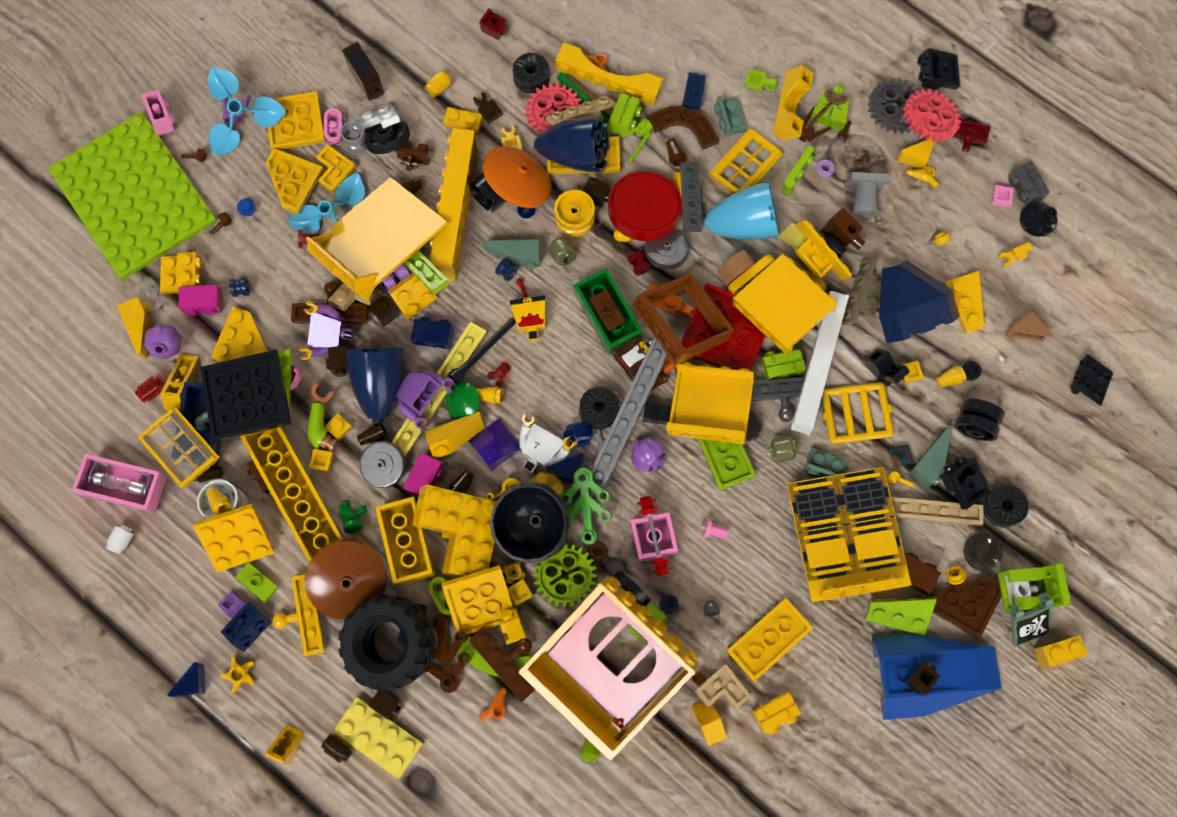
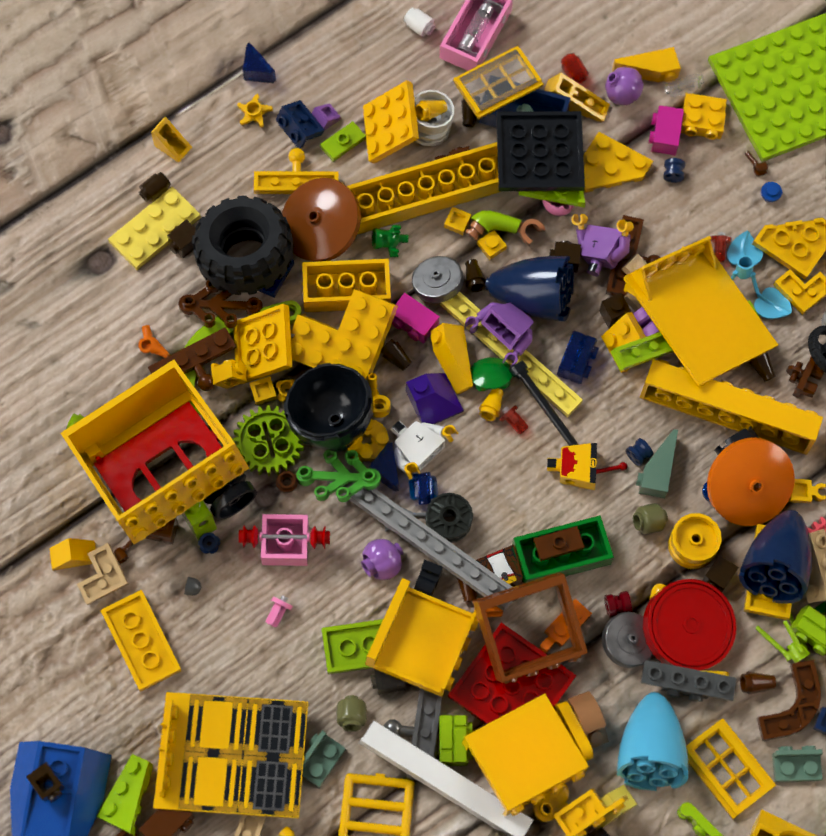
camera: 100 degrees right, 5 degrees down
(775, 713) = (61, 625): yellow brick -> none

